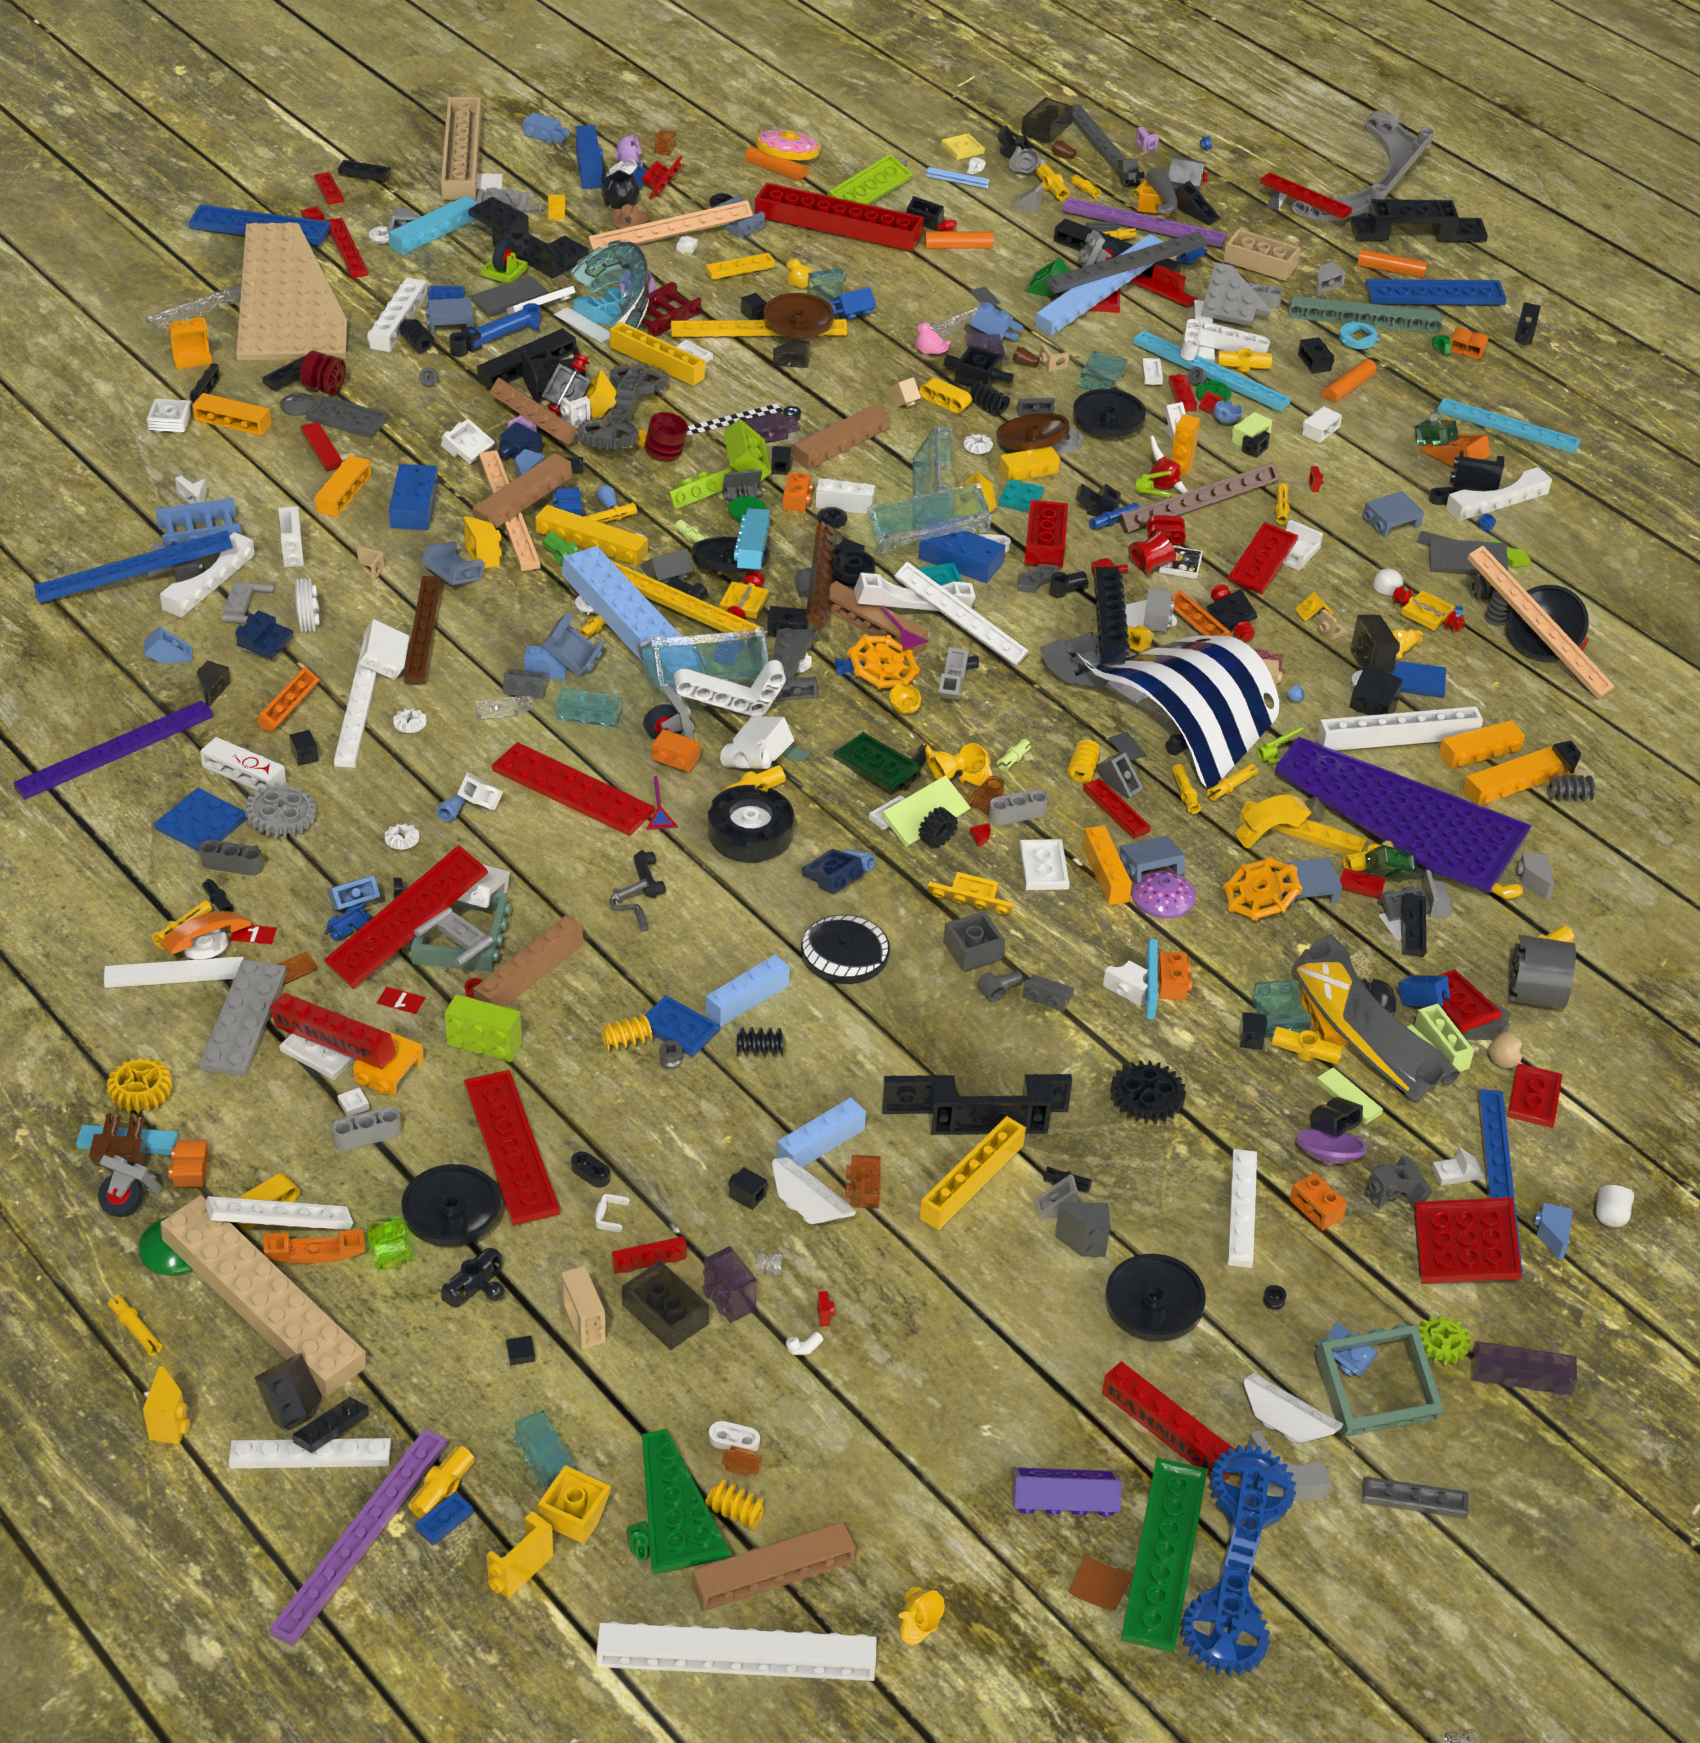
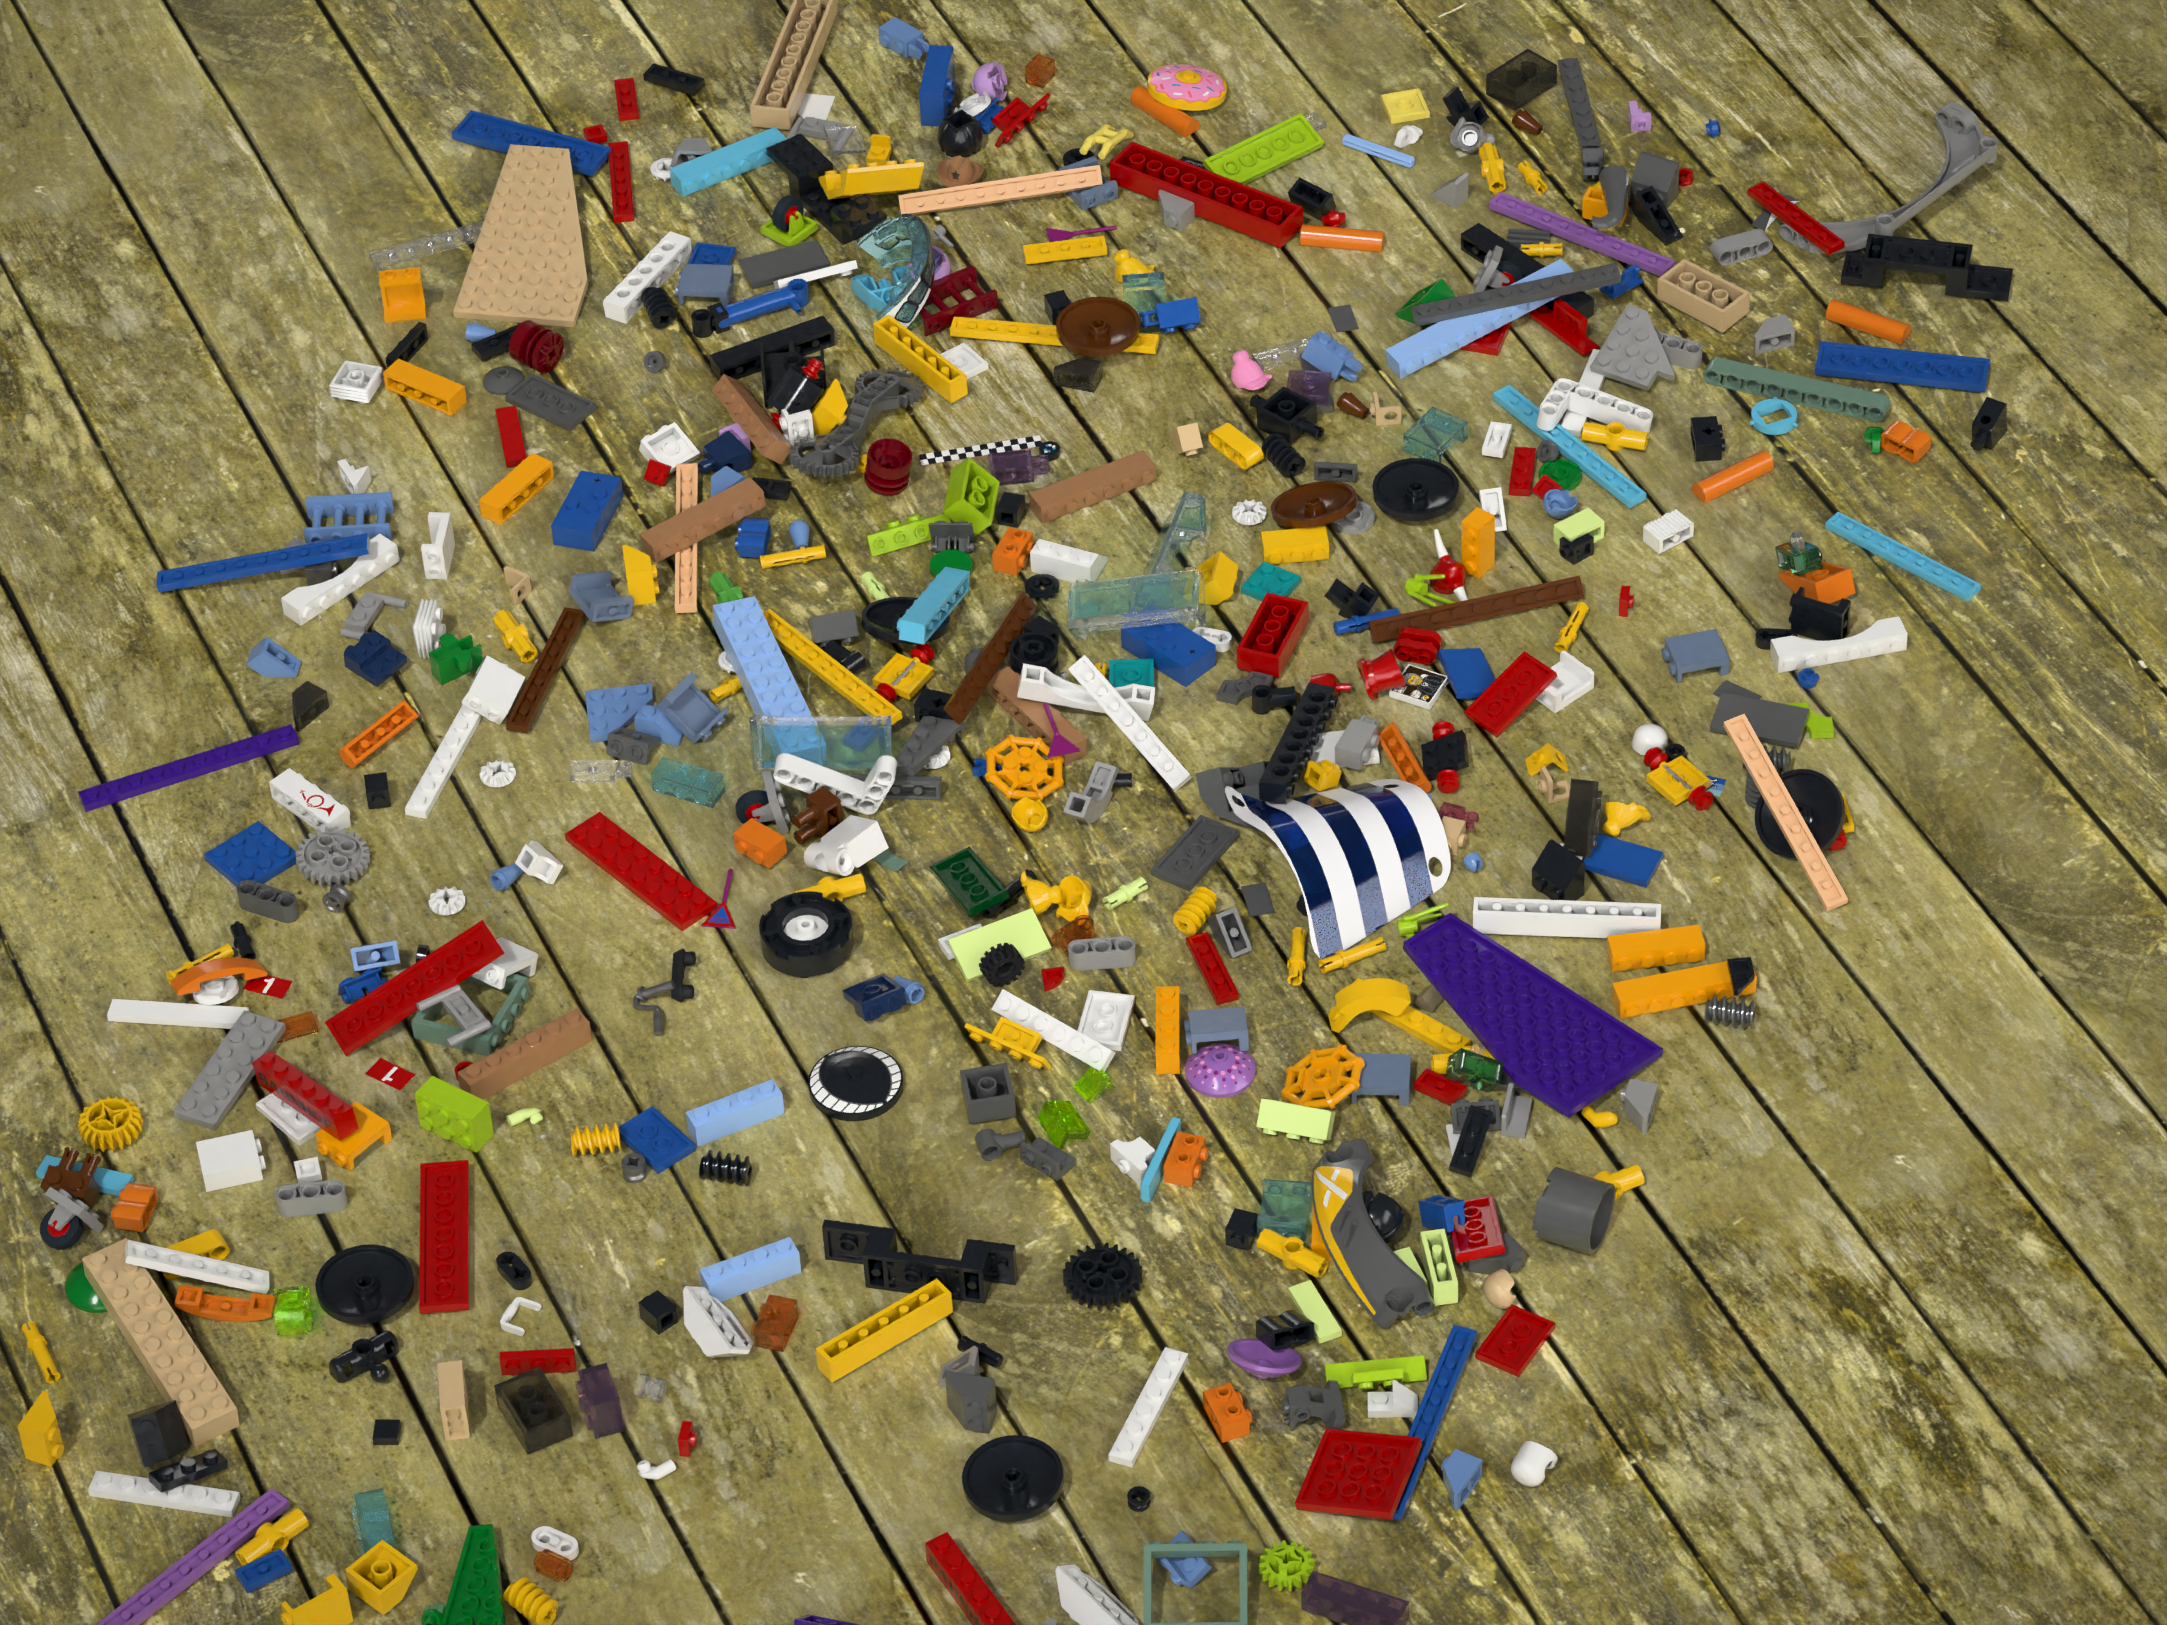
camera: 20 degrees right, 0 degrees up
(263, 368) = (477, 332): none -> medium blue cone
(272, 1103) = (230, 1160): none -> white brick
(297, 846) = (336, 898): none -> flat silver wheel
(337, 627) = (454, 658): none -> green piece
(385, 604) = (515, 636): none -> yellow piece
(464, 461) = (657, 472): none -> red plate
(497, 654) = (615, 708): none -> medium blue plate
(545, 1019) = (524, 1114): none -> yellowish green arm
(568, 222) = (872, 179): none -> yellow slope
(583, 324) = (854, 308): white sticker -> none
(591, 533) = (765, 579): yellow brick -> none
(687, 244) = (1015, 214): white plate -> none
(724, 721) = (821, 813): none -> reddish brown brick
(730, 256) = (1060, 235): none -> magenta piece
(741, 182) = (1107, 137): none -> light yellow piece
(817, 230) = (1175, 211): none -> light grey slope
(1009, 880) = (1053, 1030): none -> white plate
(1048, 959) = (1062, 1122): none -> clear neon green bracket
(1057, 715) = (1195, 853): none -> dark grey tile
(1060, 920) = (1092, 1084): none -> clear neon green bracket
(1216, 545) = (1466, 671): none -> blue tile
(1256, 927) = (1295, 1120): none -> yellowish green brick
(1270, 220) = (1741, 247): none -> light grey beam
(1416, 588) = (1674, 749): none -> black bush
(1432, 1143) = (1377, 1372): none -> lime bracket

